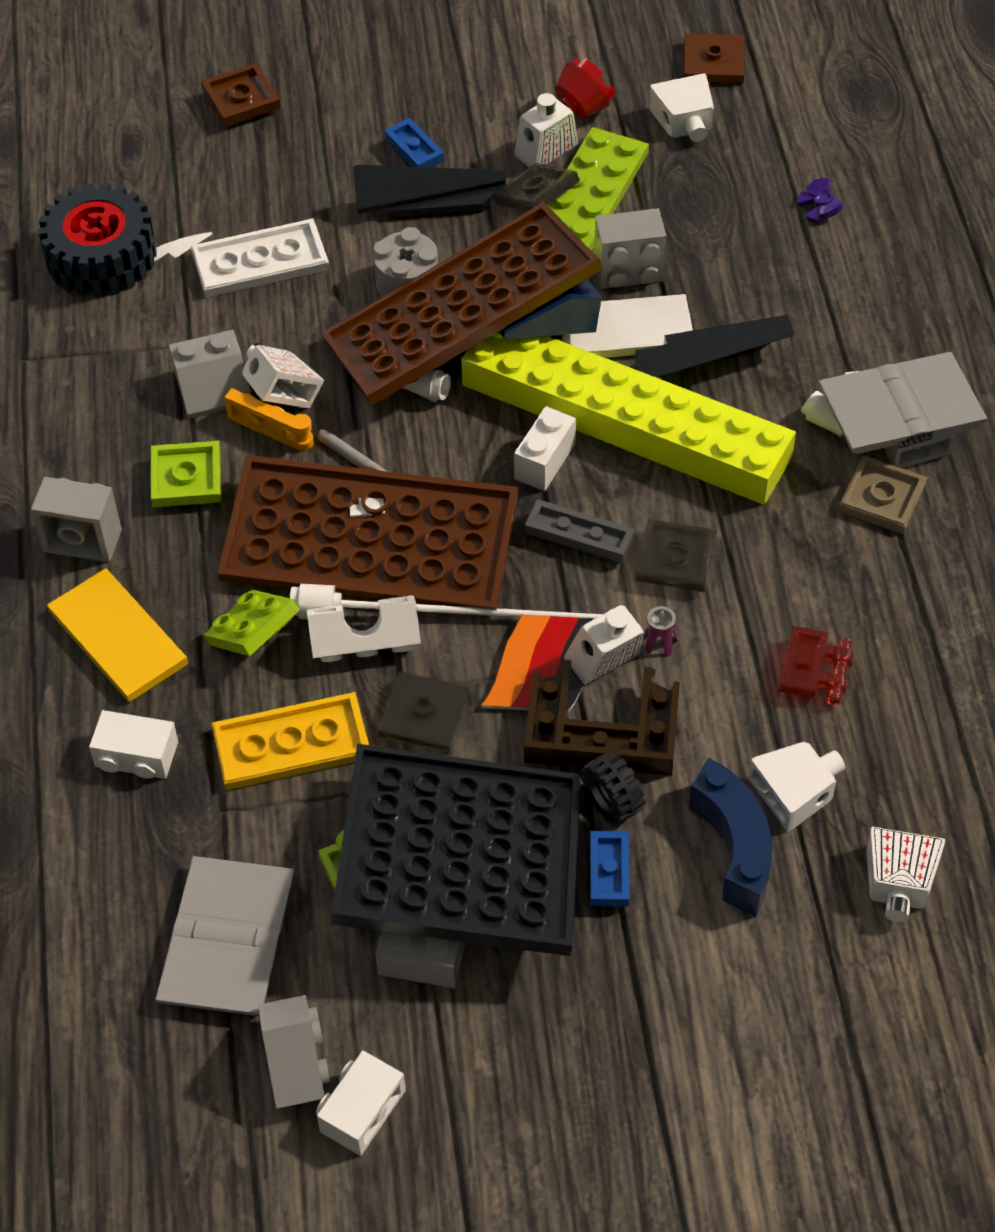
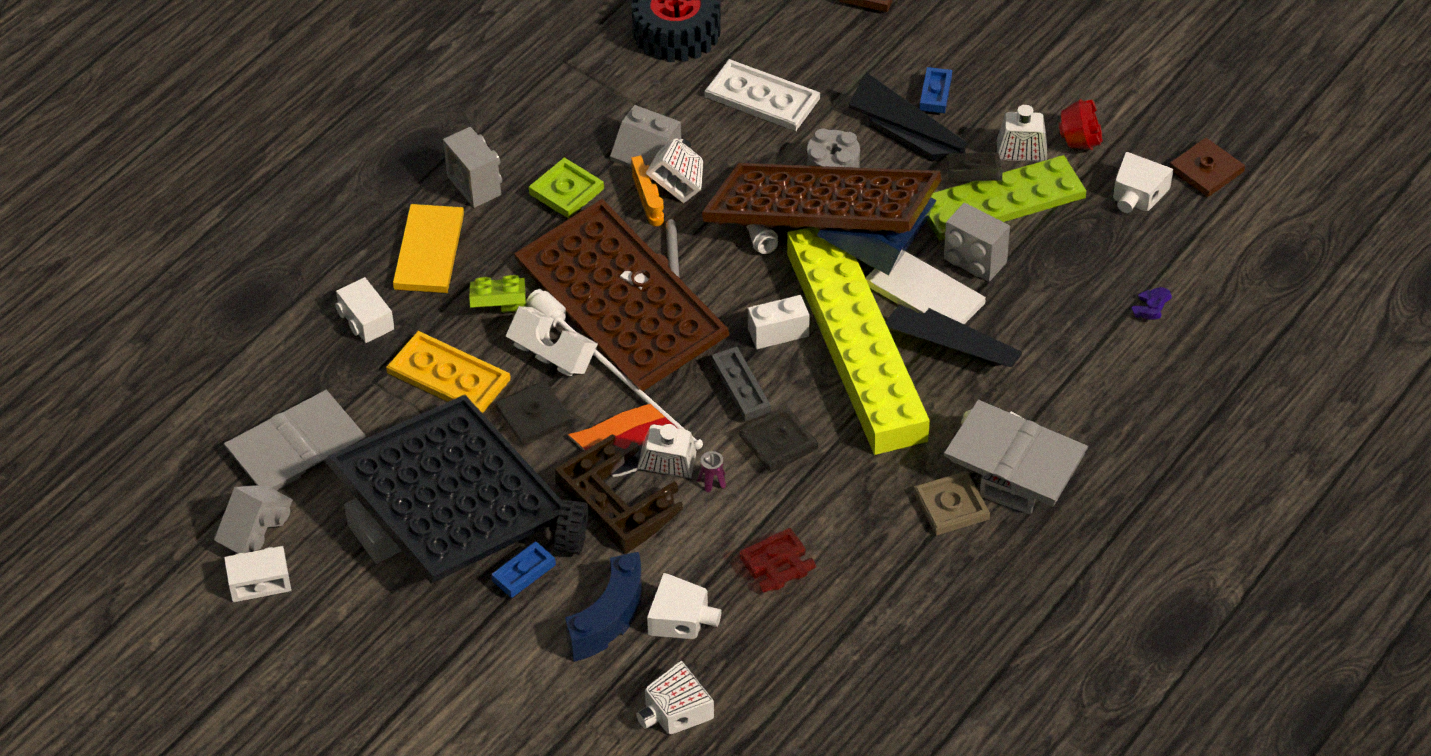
camera: 45 degrees right, 5 degrees down
(180, 246) = (724, 55): white sticker -> none

